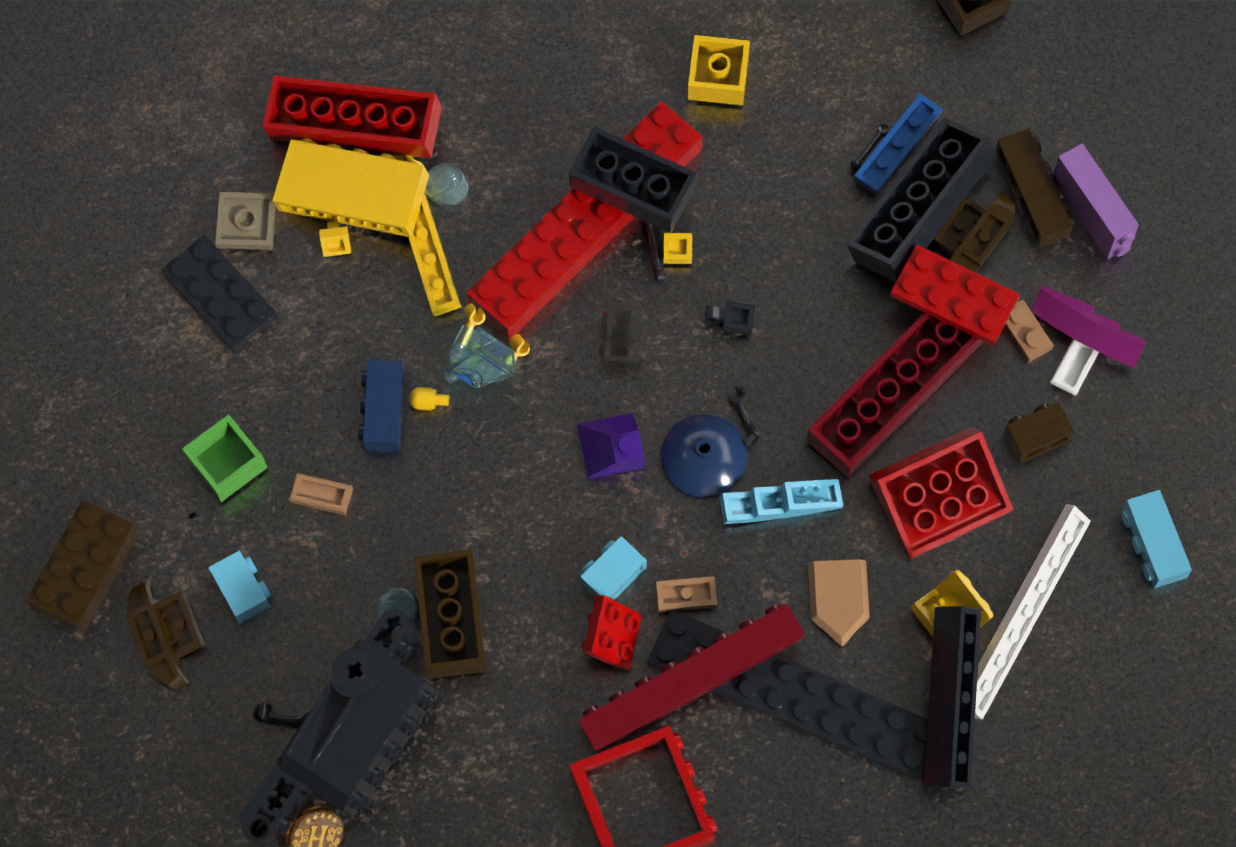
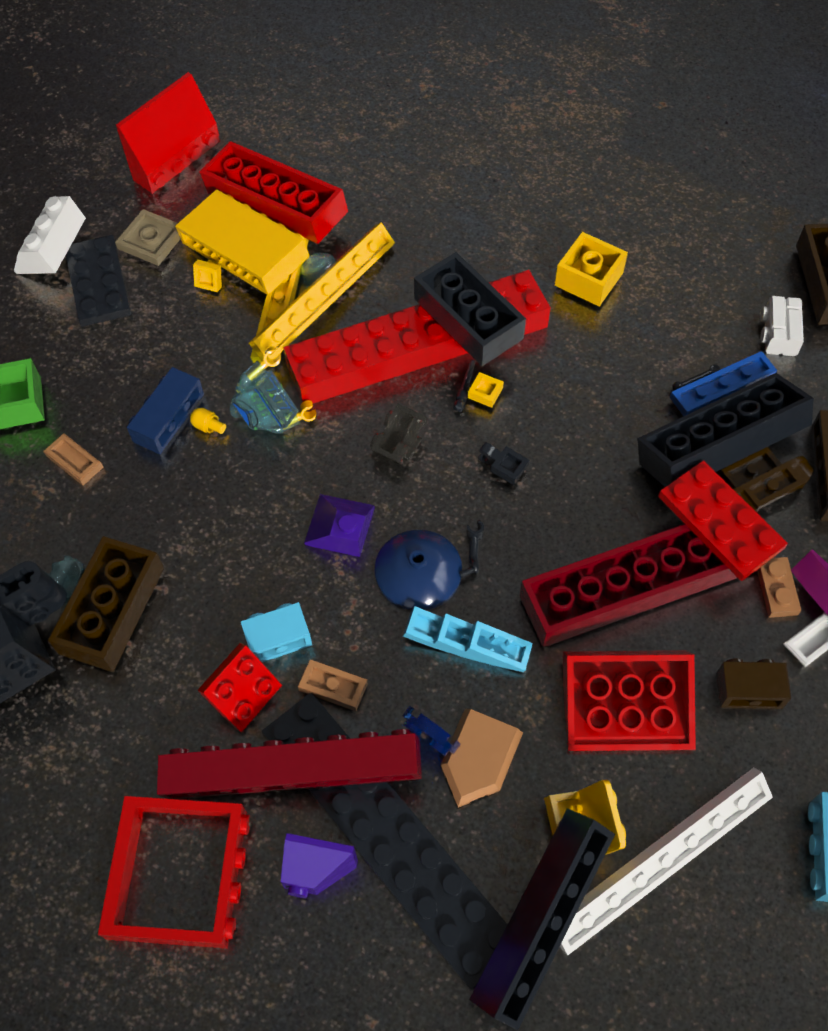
camera: 25 degrees right, 10 degrees down
(143, 270) = (50, 237): none -> white slope
(203, 96) = (167, 134): none -> red slope
(468, 211) = (322, 292): none -> yellow plate
(753, 743) = (314, 864): none -> dark purple slope
(802, 598) = (432, 730): none -> clear blue plate
(928, 54) = (782, 326): none -> white brick

